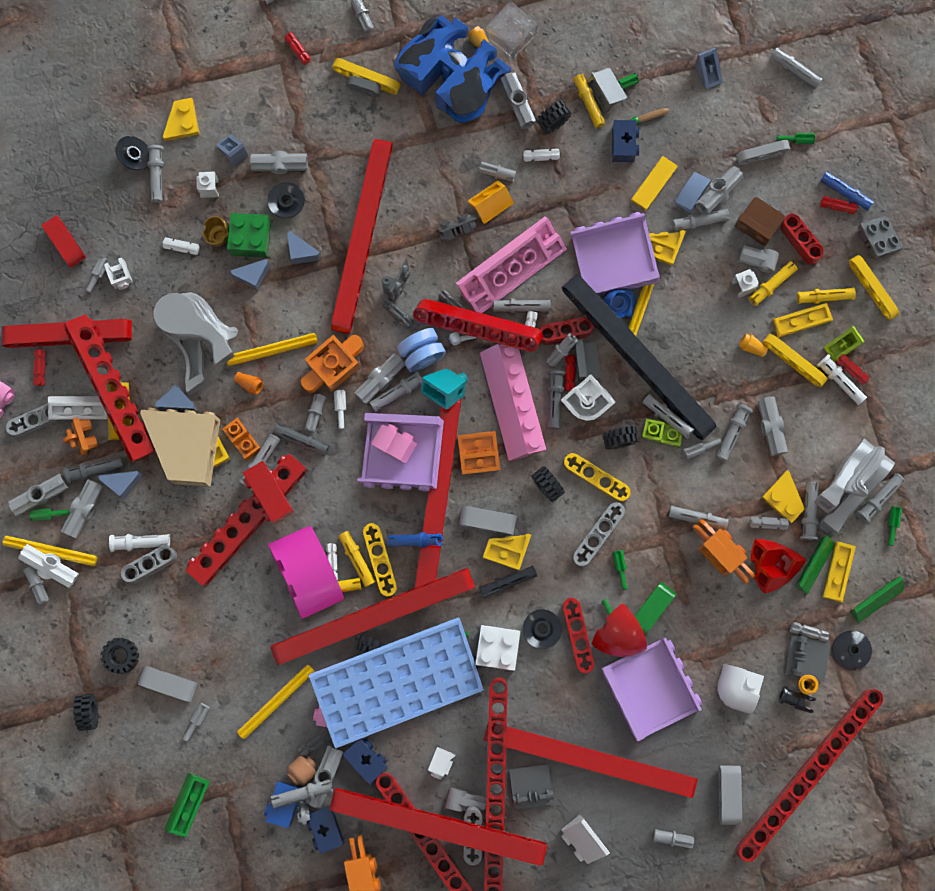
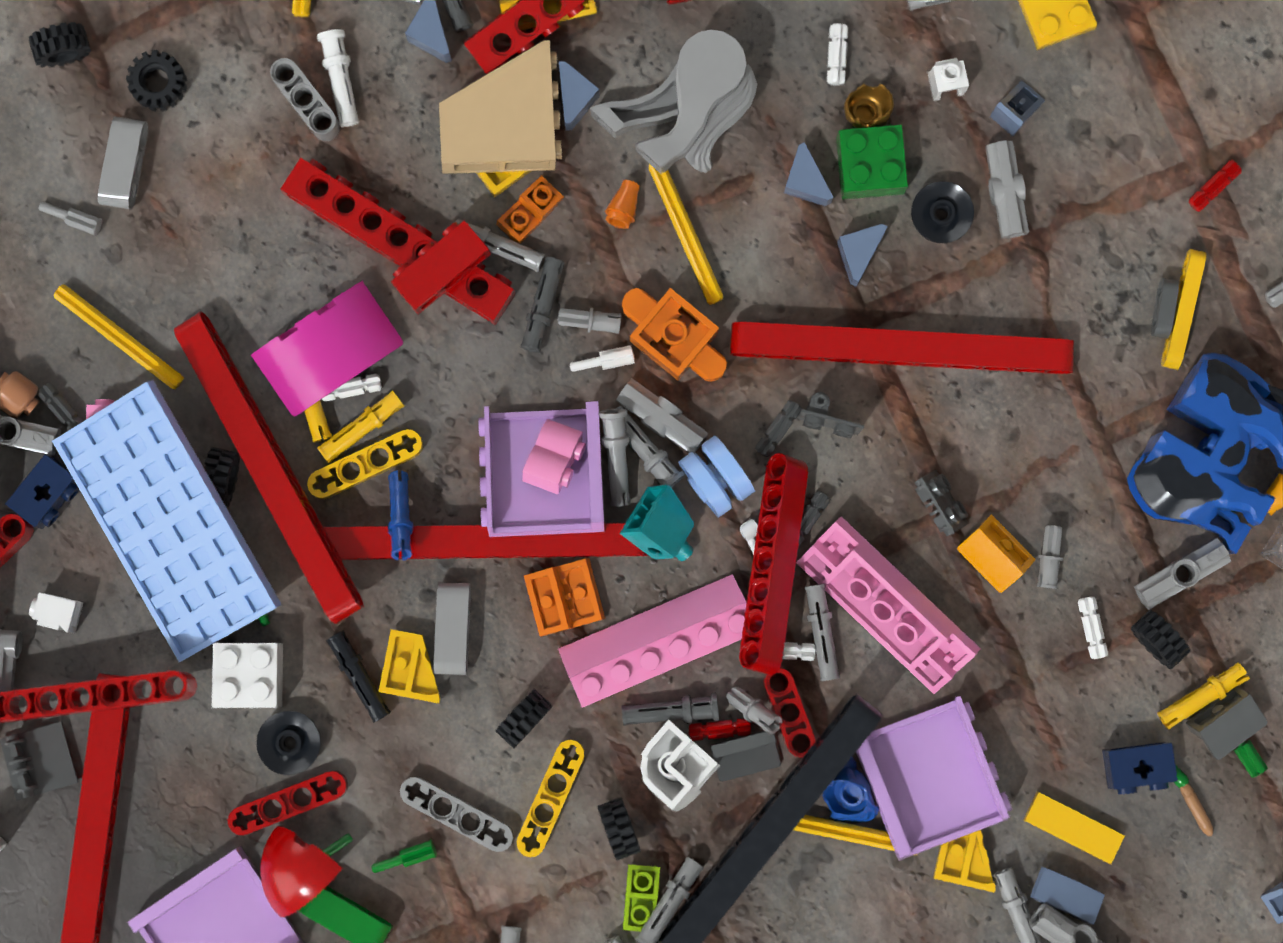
camera: 80 degrees right, 5 degrees up
(391, 406) = (615, 442): none -> light grey pin

